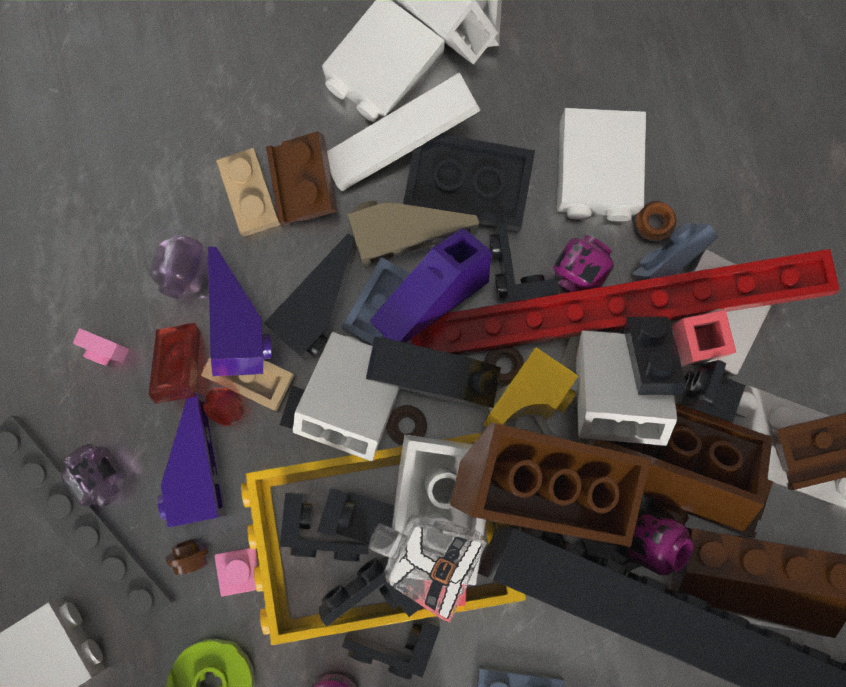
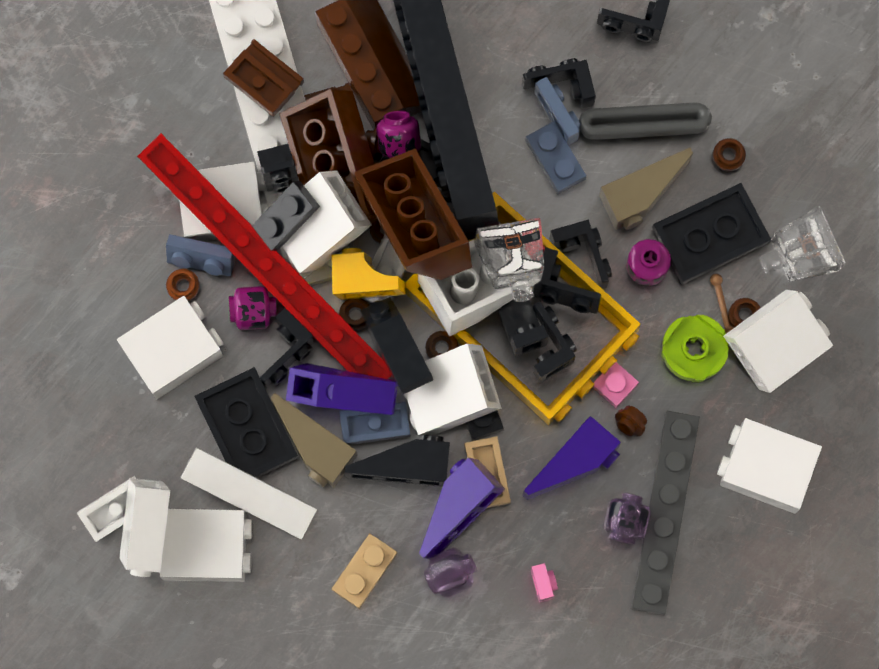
camera: 125 degrees left, 5 degrees down
(175, 363) = (515, 522): clear red plate -> none
(223, 406) = (519, 472): clear red plate -> none
(301, 178) = (328, 539): reddish brown plate -> none
(703, 338) = (252, 194): coral brick -> none

